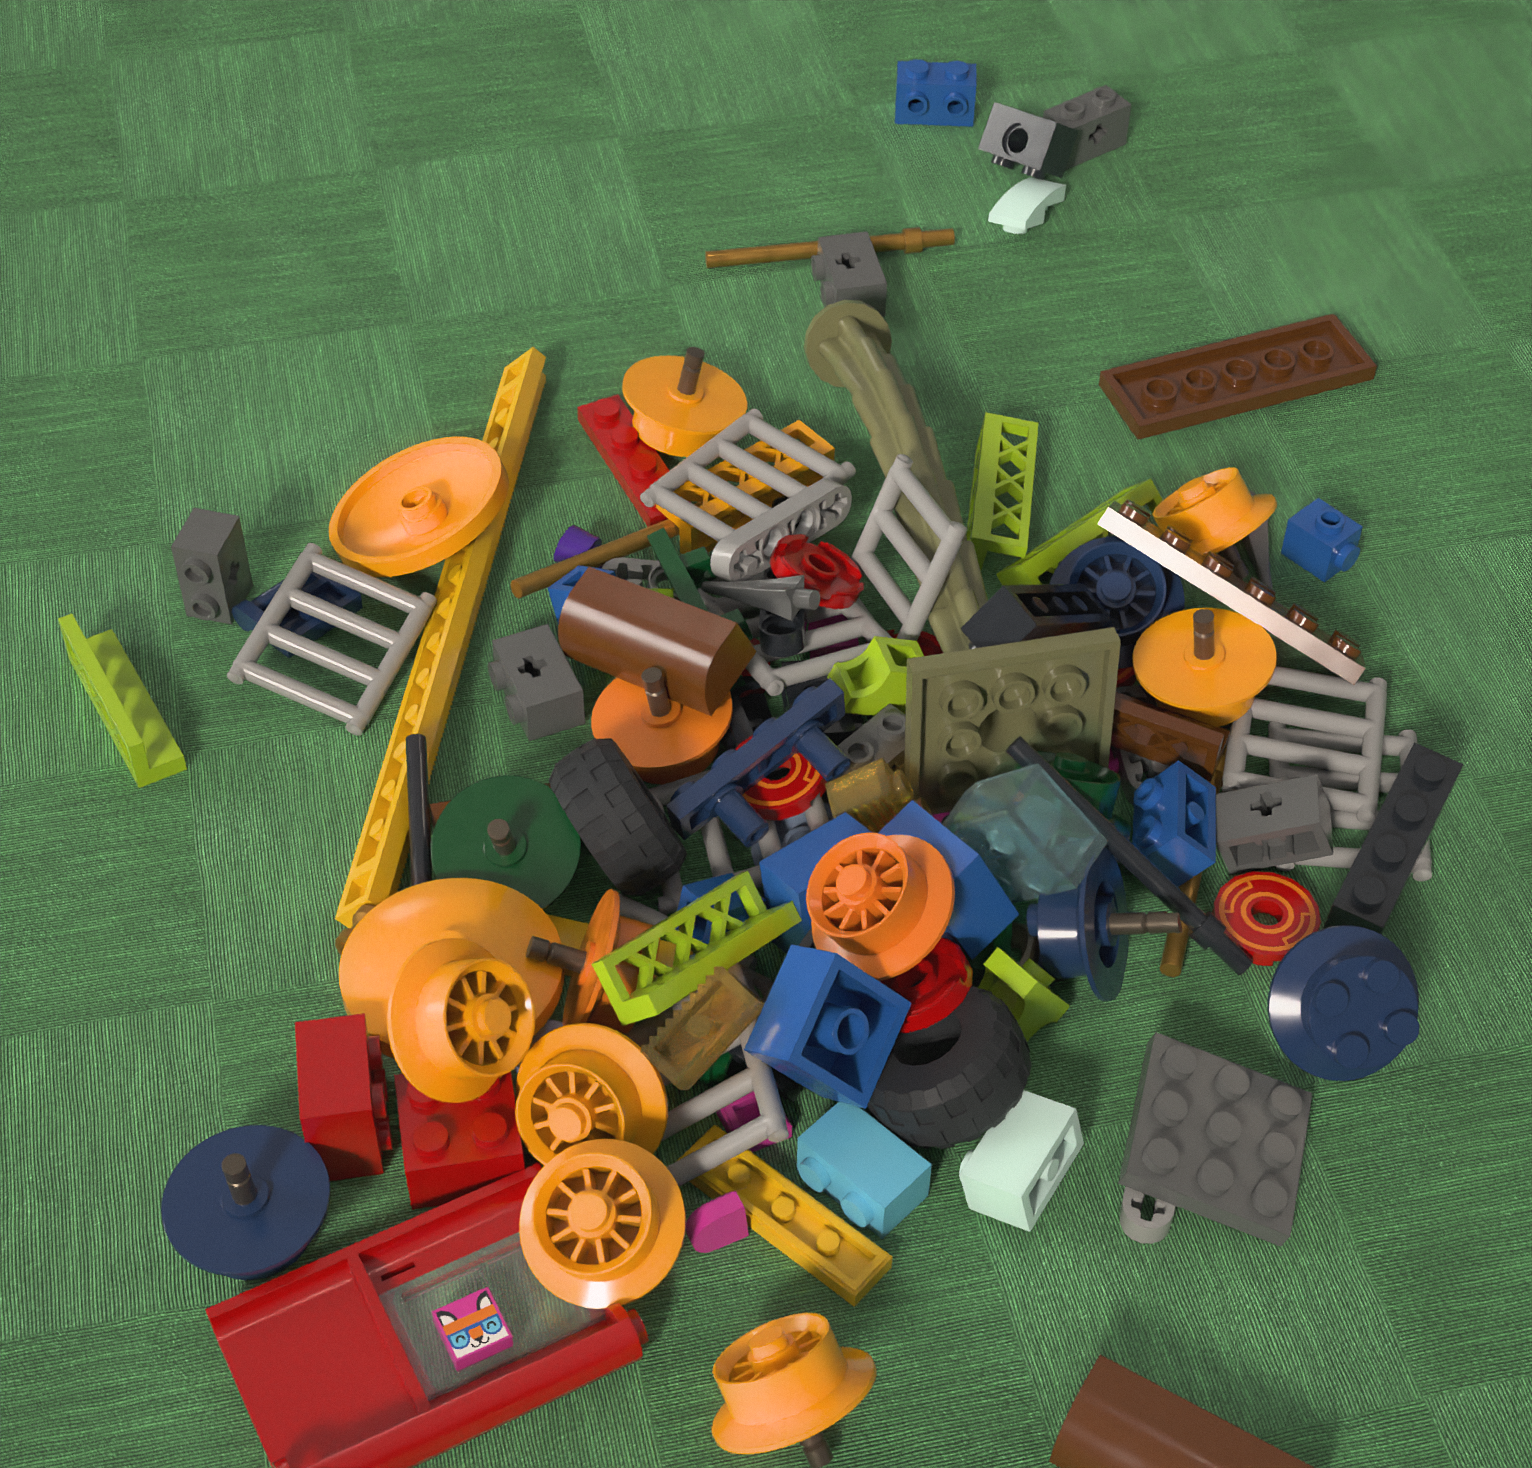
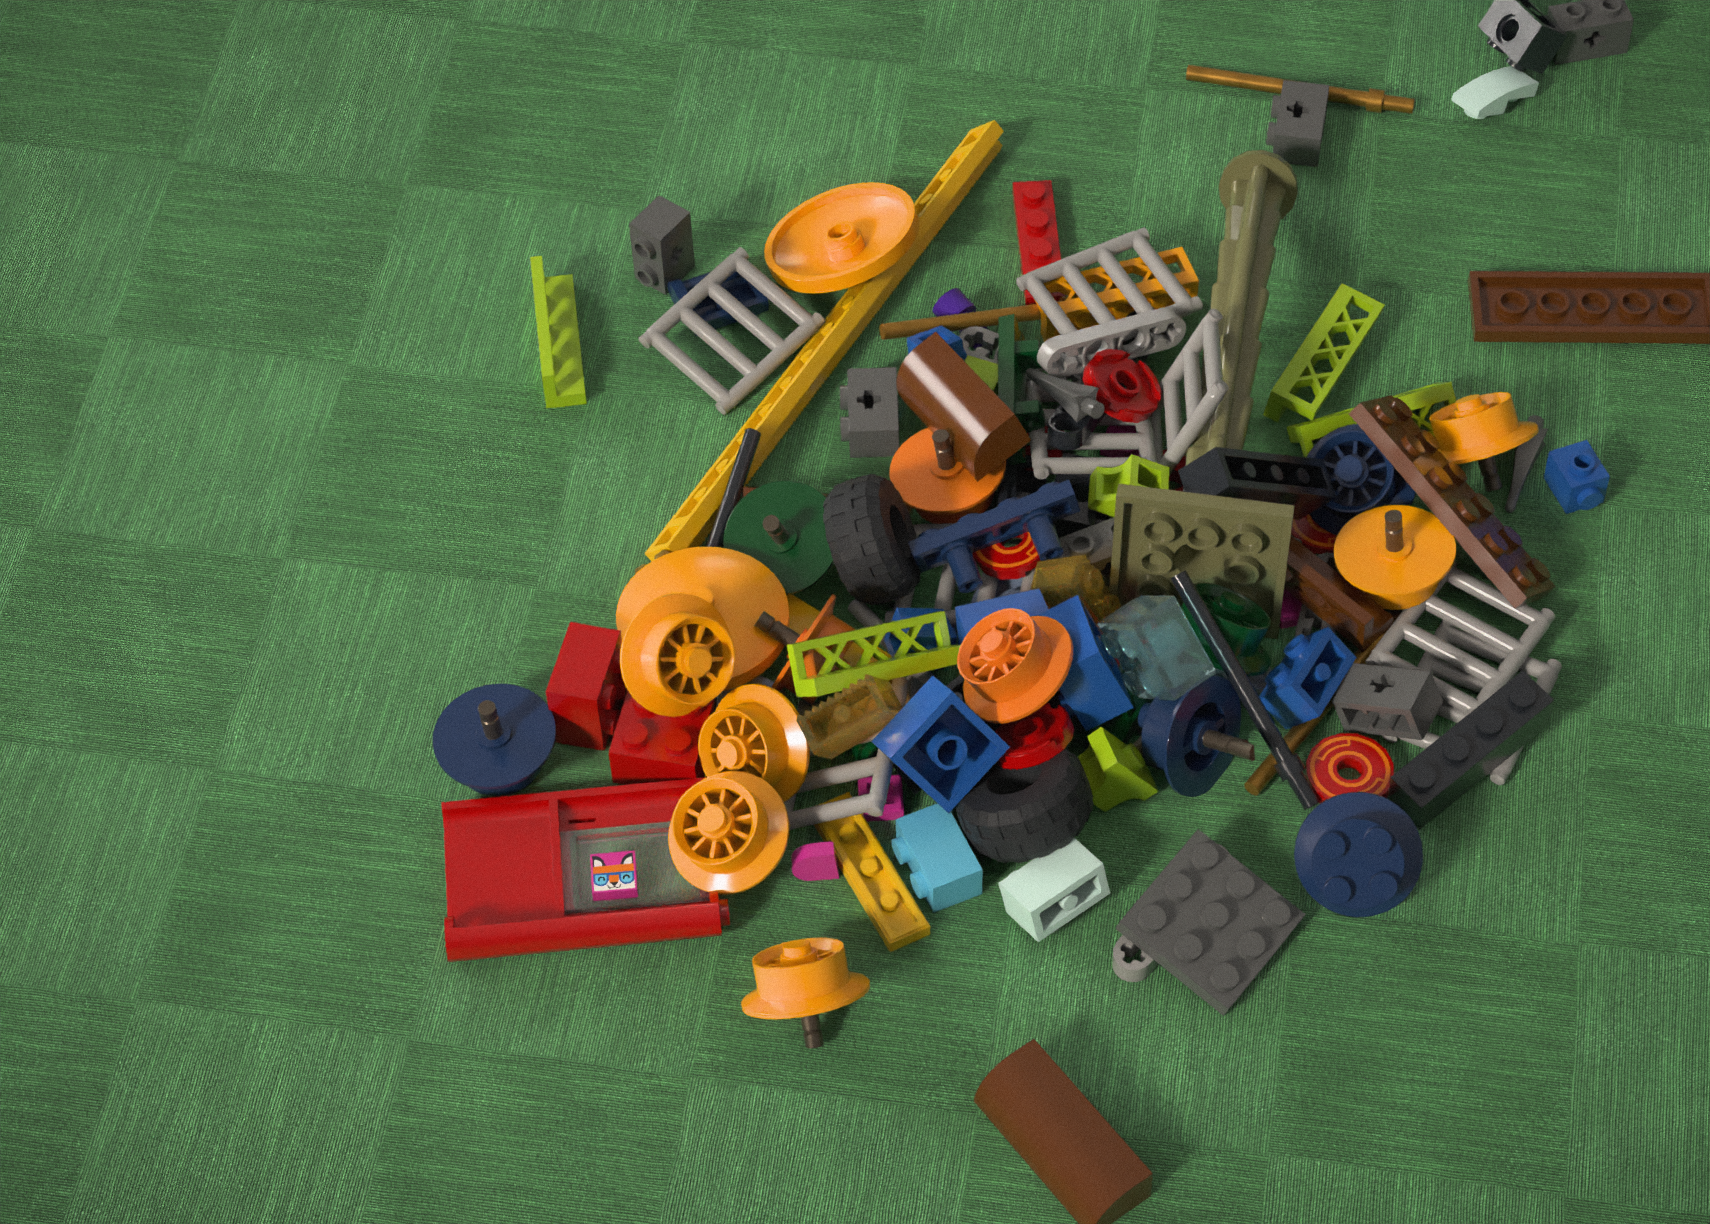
camera: 25 degrees right, 5 degrees up
(681, 401) = (1093, 202): light orange piece -> none

